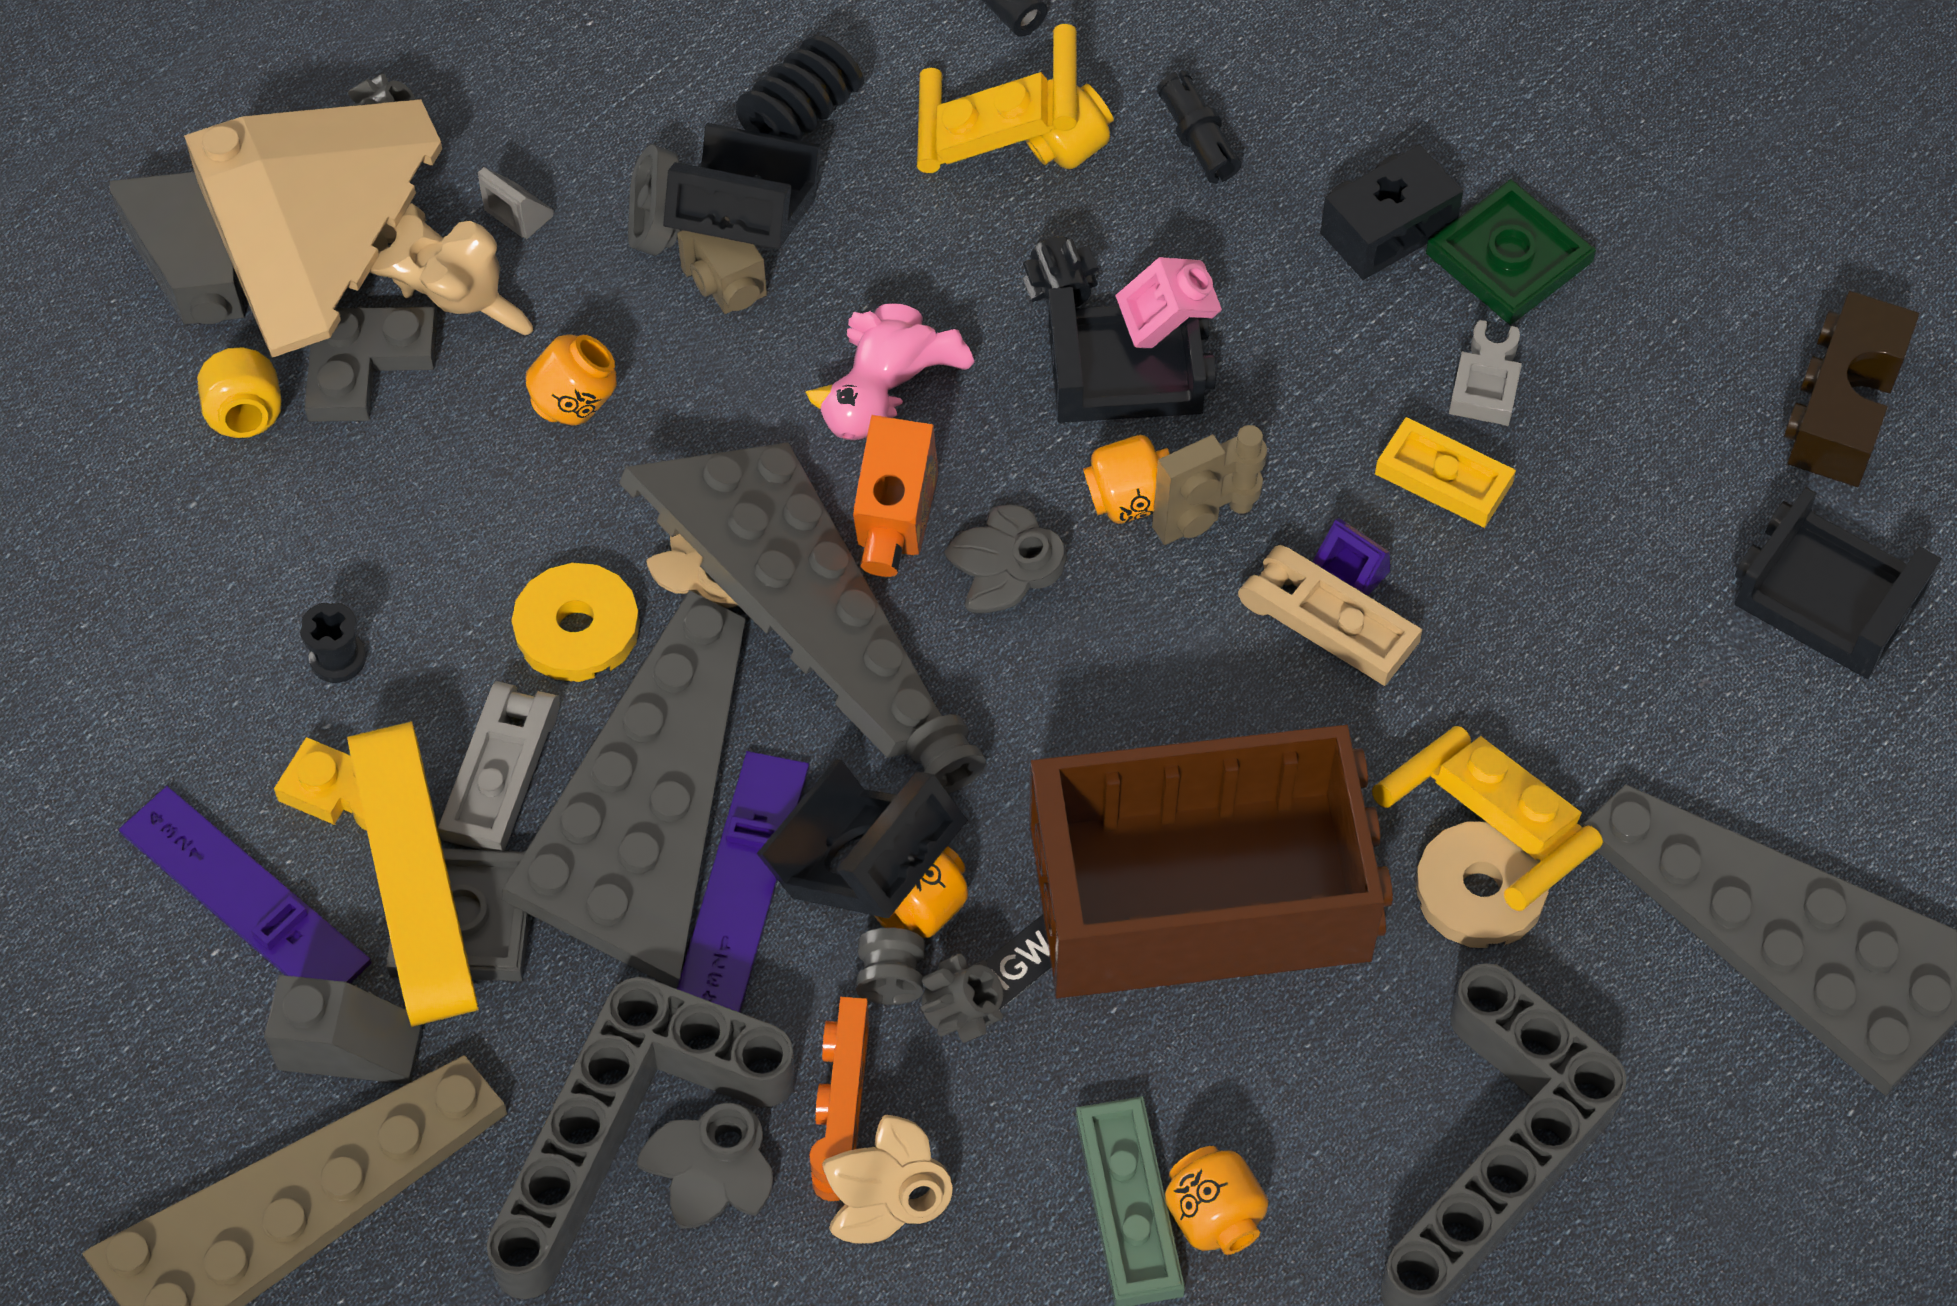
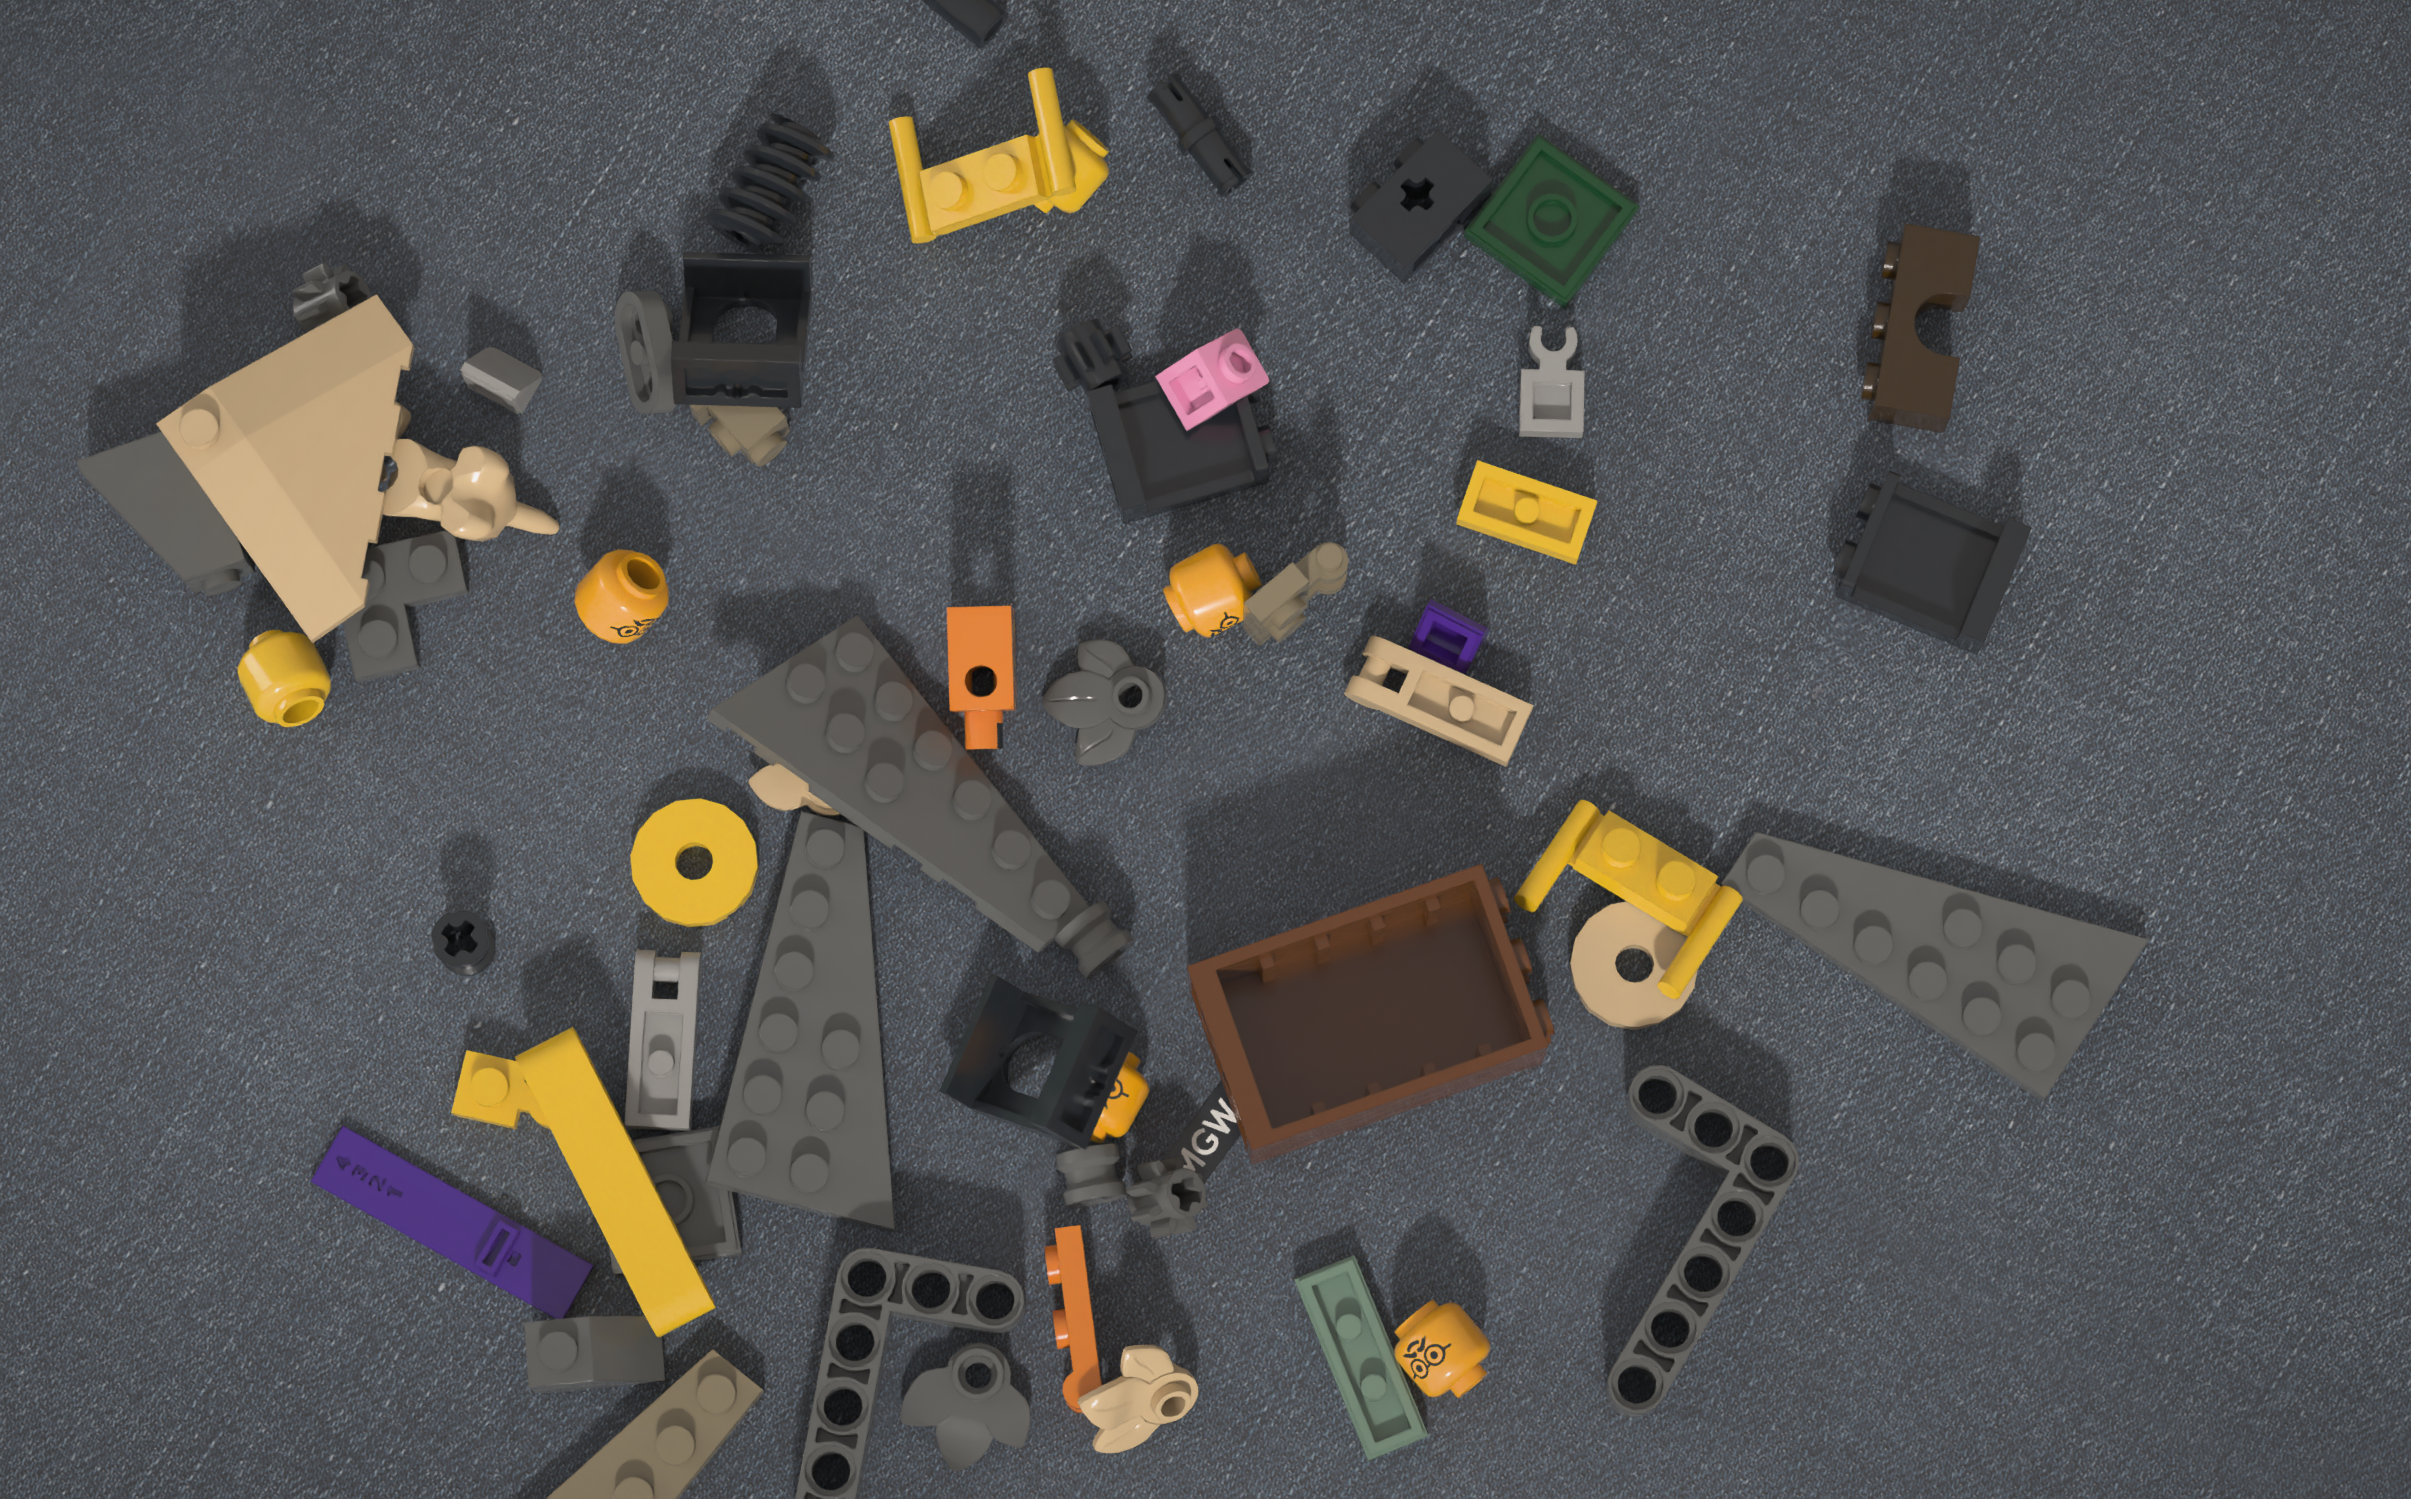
camera: 10 degrees left, 20 degrees up
(740, 882) = (924, 1117): dark purple piece -> none
(888, 353) = (936, 497): bright pink animal -> none

